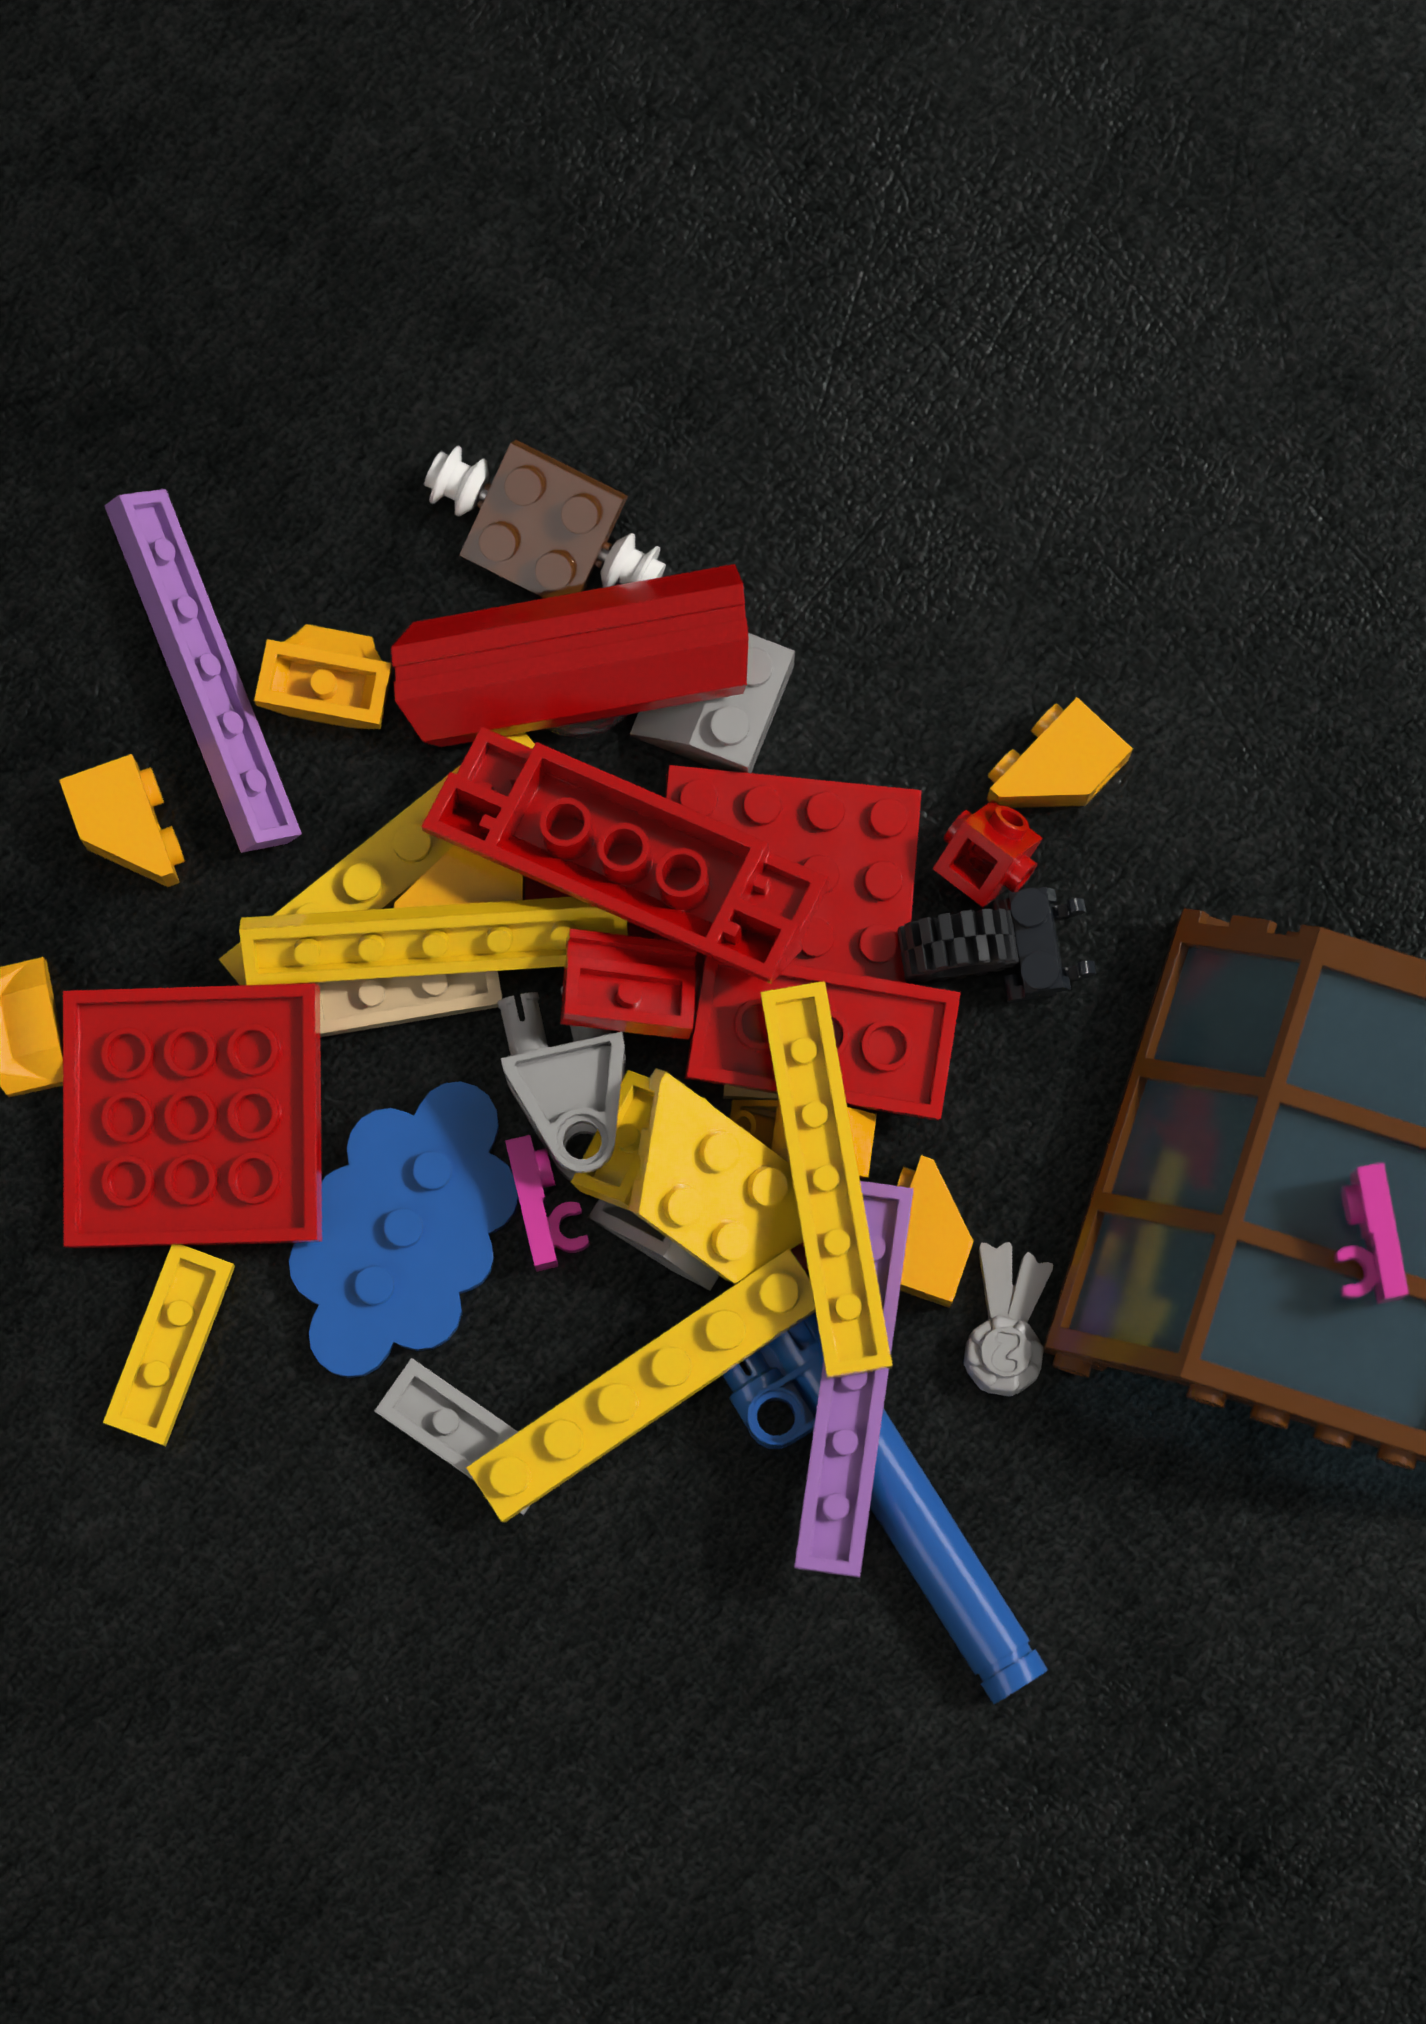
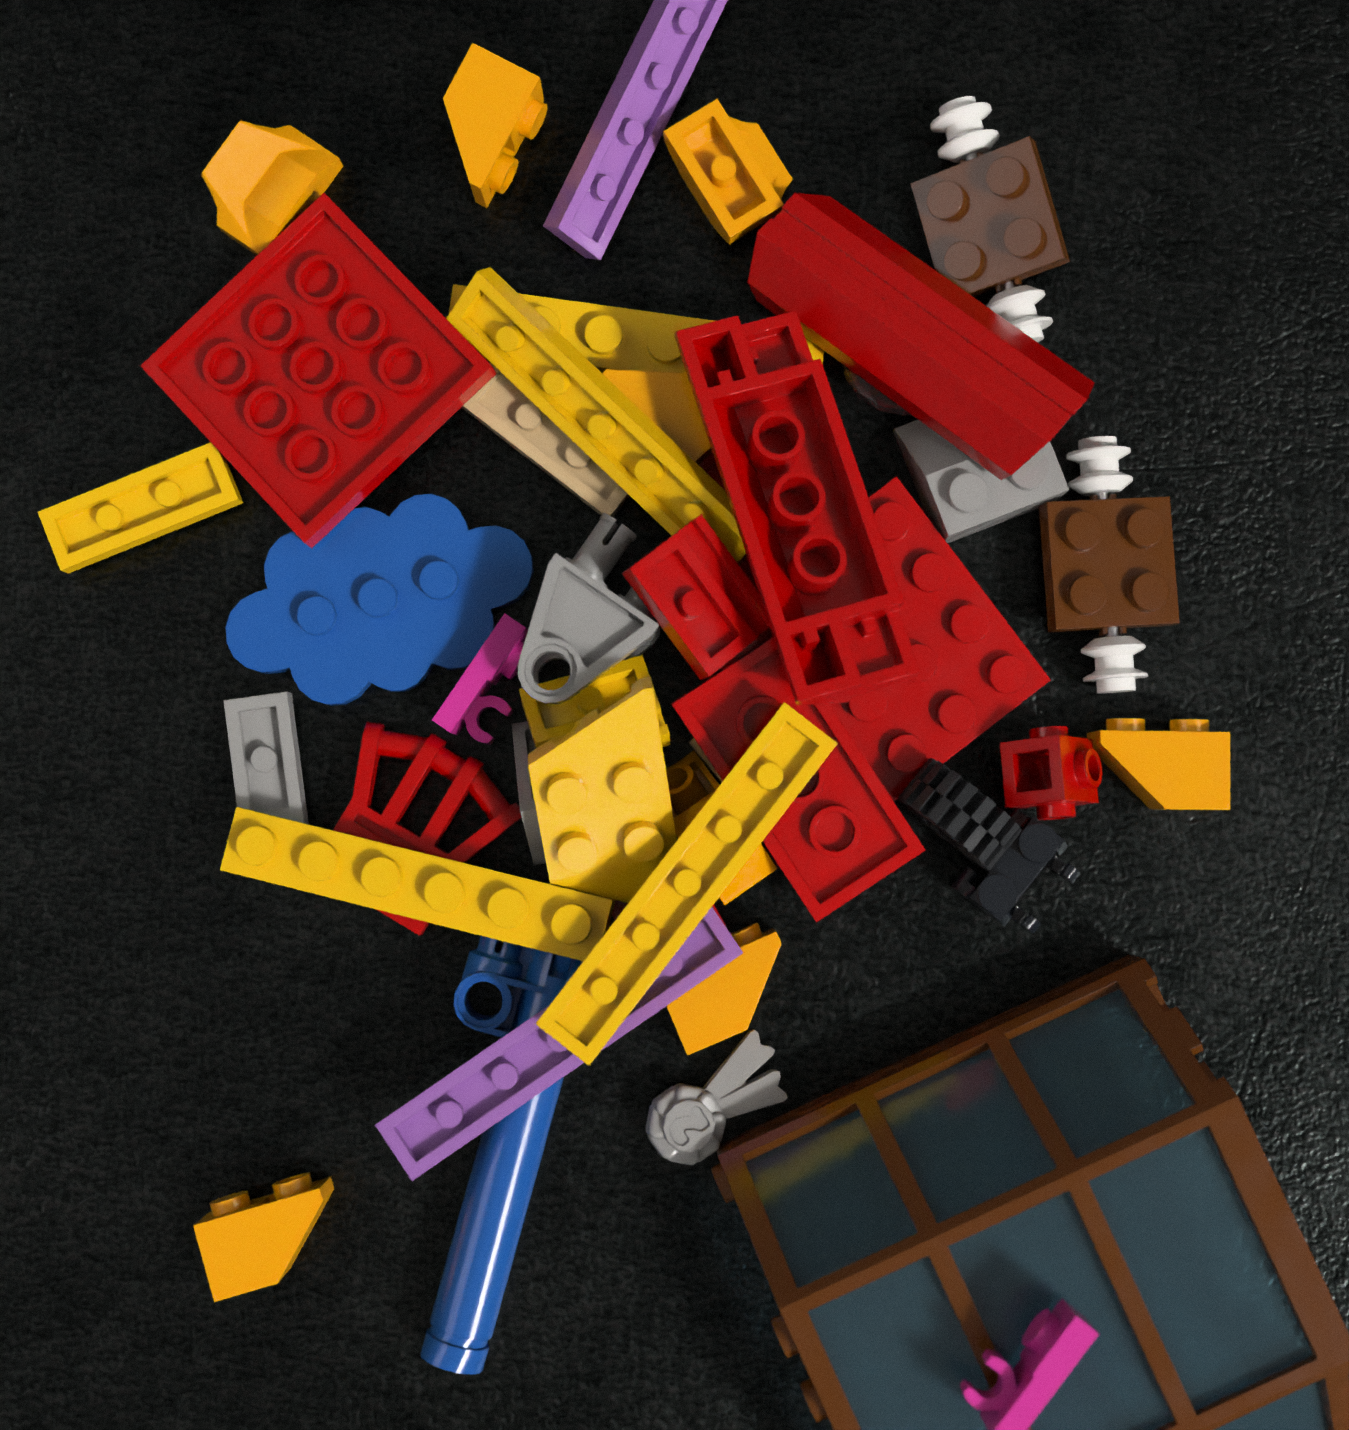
camera: 50 degrees right, 5 degrees up
(554, 1298) = (427, 754): none -> red plate
(802, 1745) = (258, 1240): none -> light orange slope
(875, 671) = (1108, 563): none -> reddish brown plate

